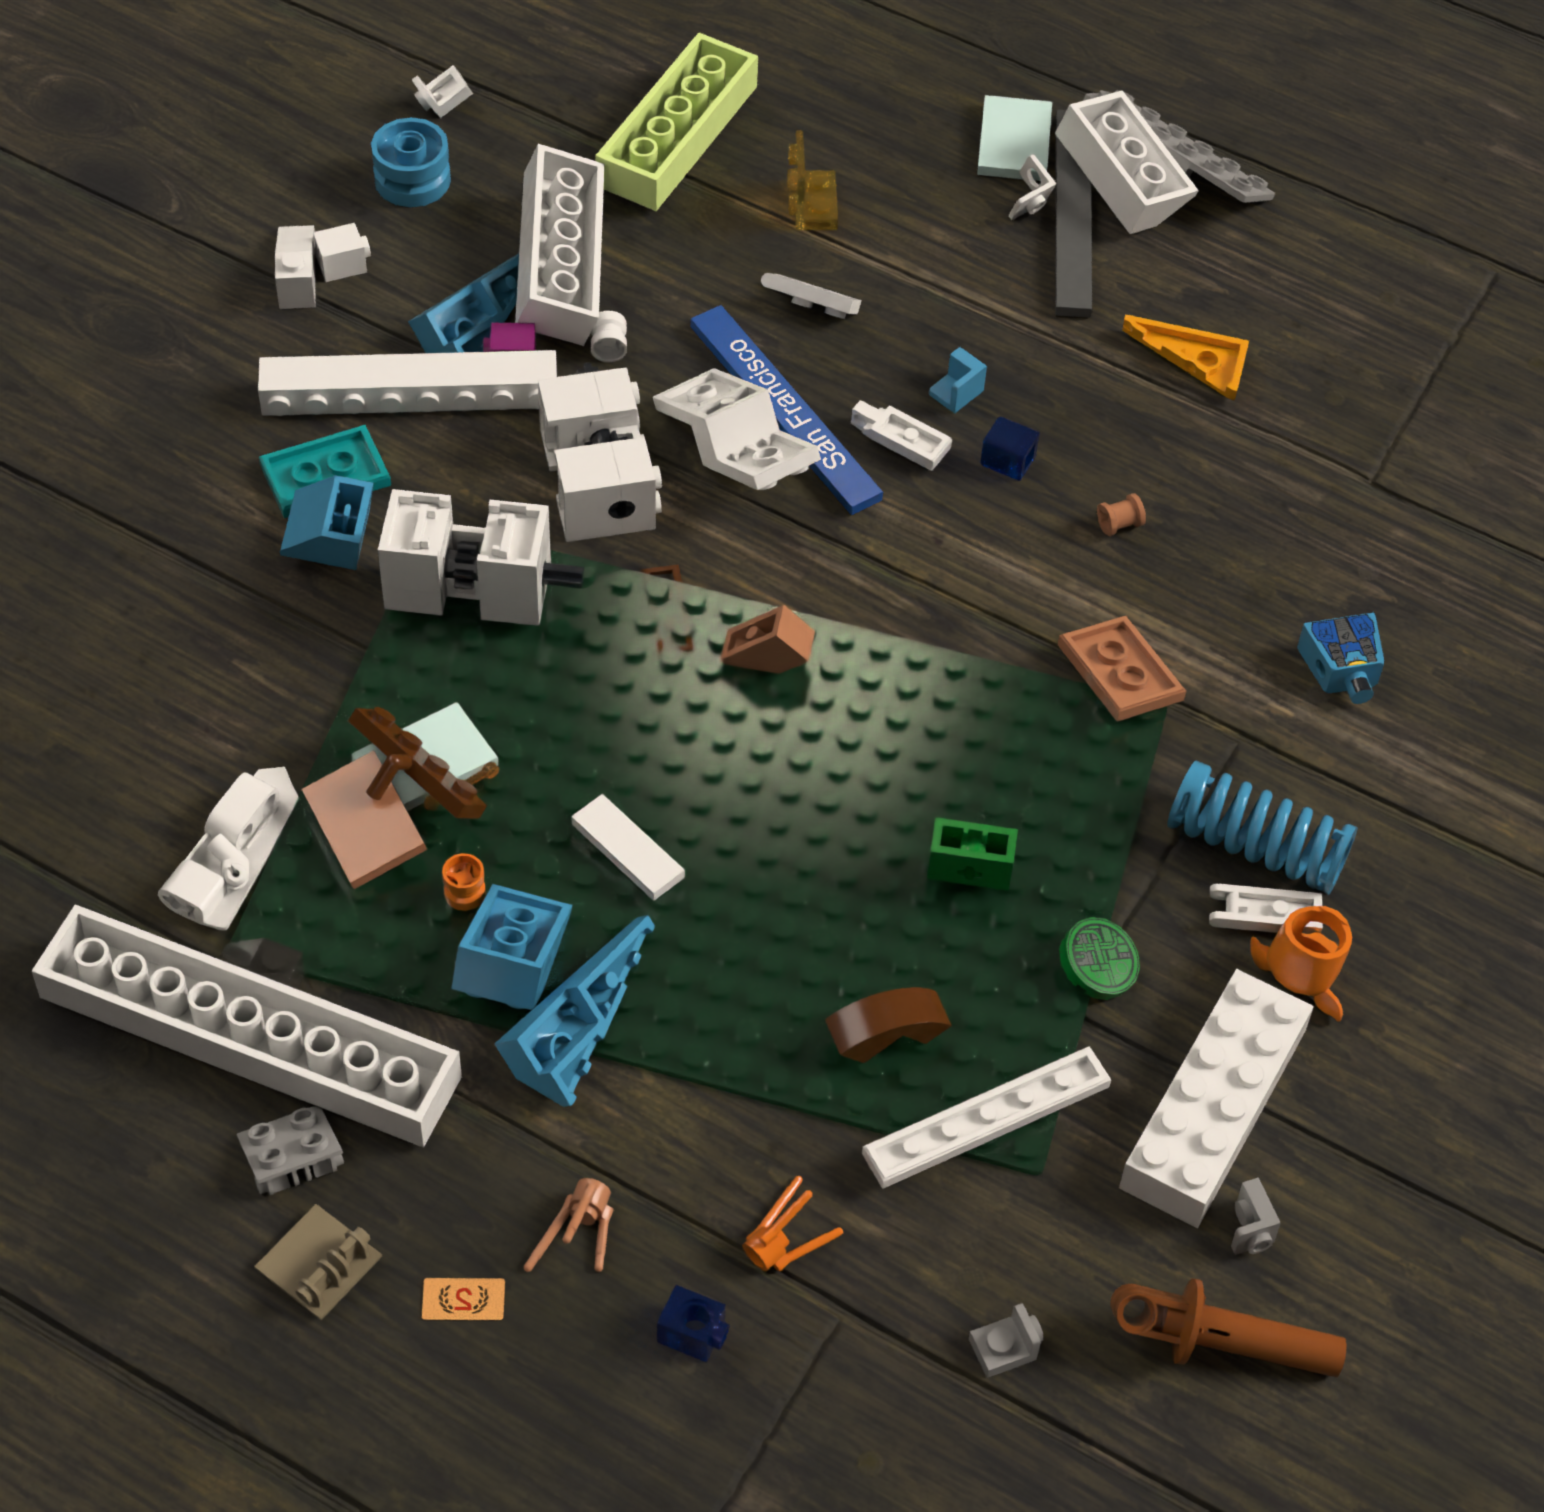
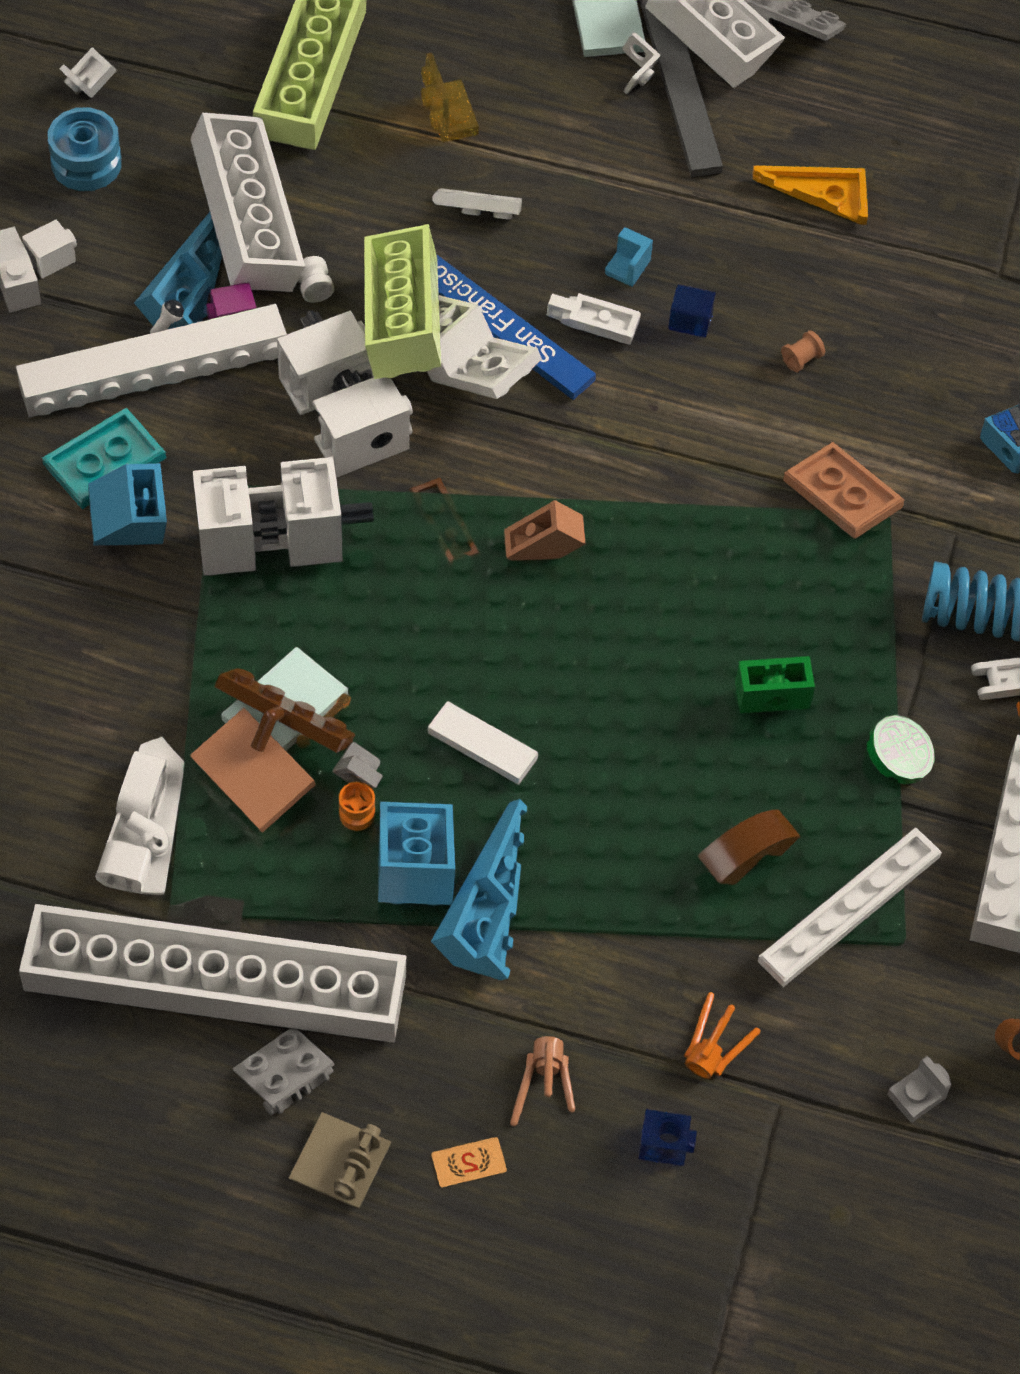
camera: 15 degrees left, 5 degrees up
(442, 337) = (171, 312): none -> piece
(480, 839) = (358, 765): none -> light grey bracket
(683, 370) = (401, 302): none -> yellowish green brick

